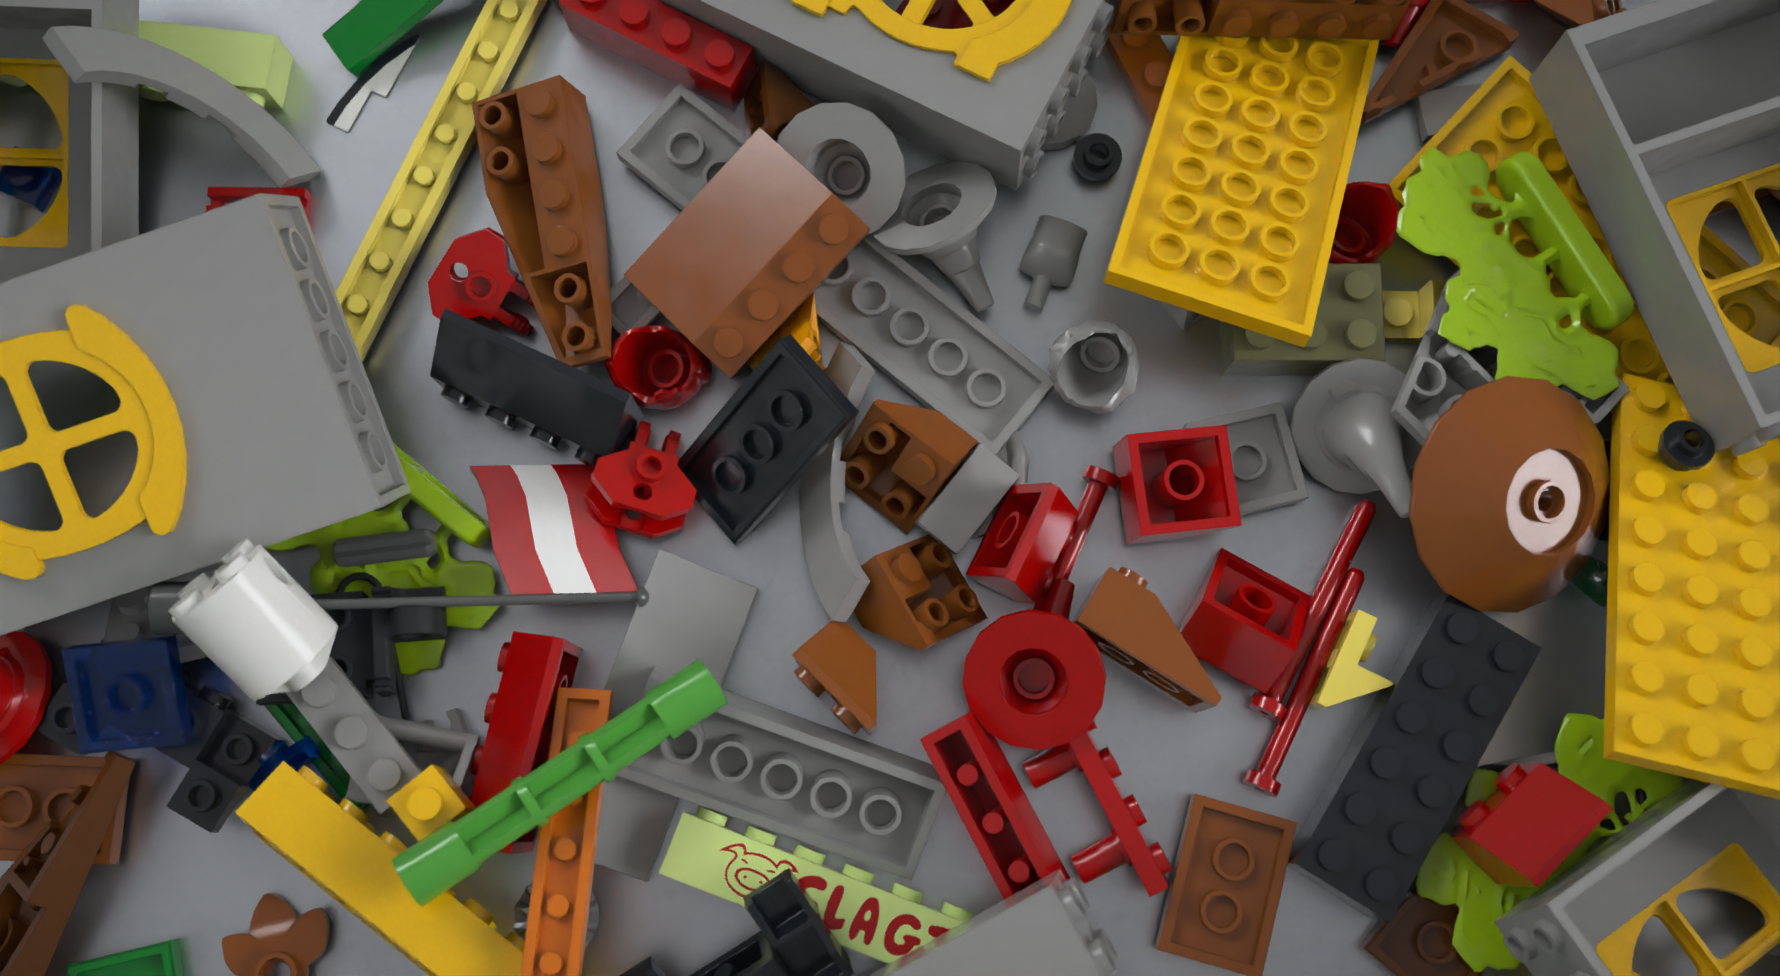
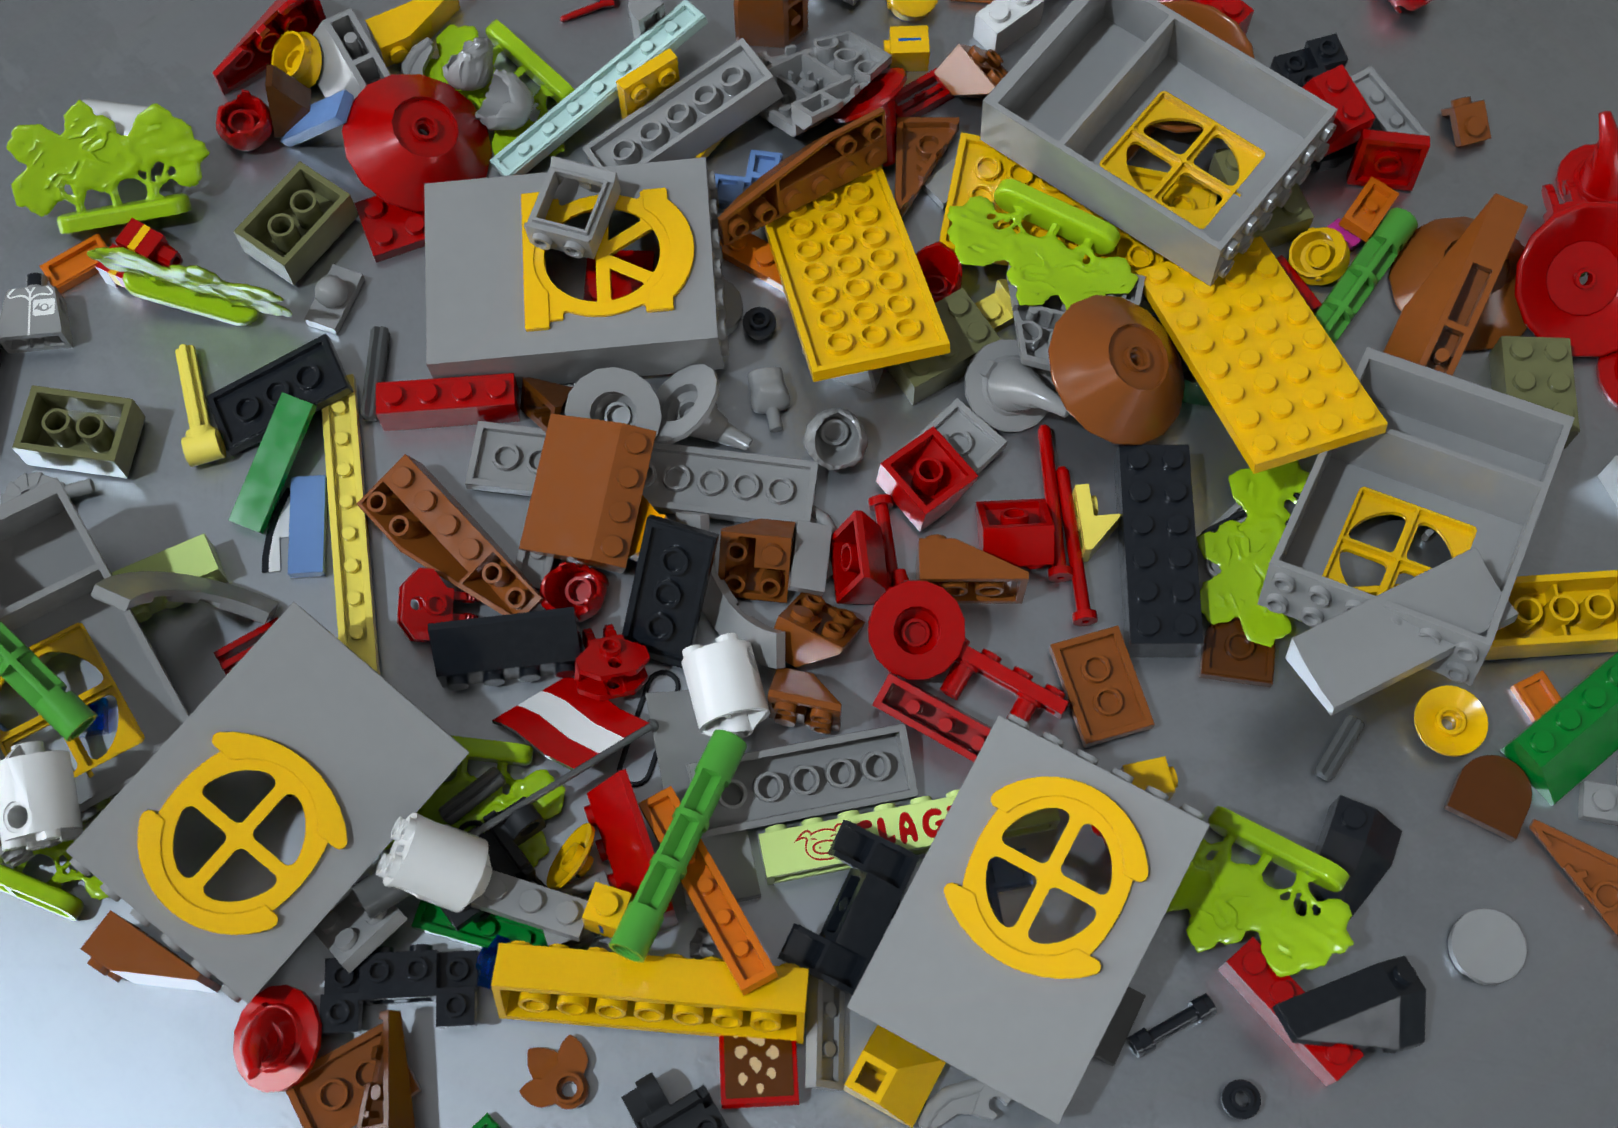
camera: 30 degrees left, 10 degrees down
(127, 694) = (372, 968): clear blue tile -> none
(406, 97) = (308, 526): none -> medium blue tile
(449, 699) = (572, 857): none -> yellow dish
(635, 571) = (637, 714): none -> black piece
(754, 607) = (725, 686): none -> white cylinder
(1528, 824) = (1241, 543): red slope -> none
(1685, 446) = (1193, 287): black plate -> none

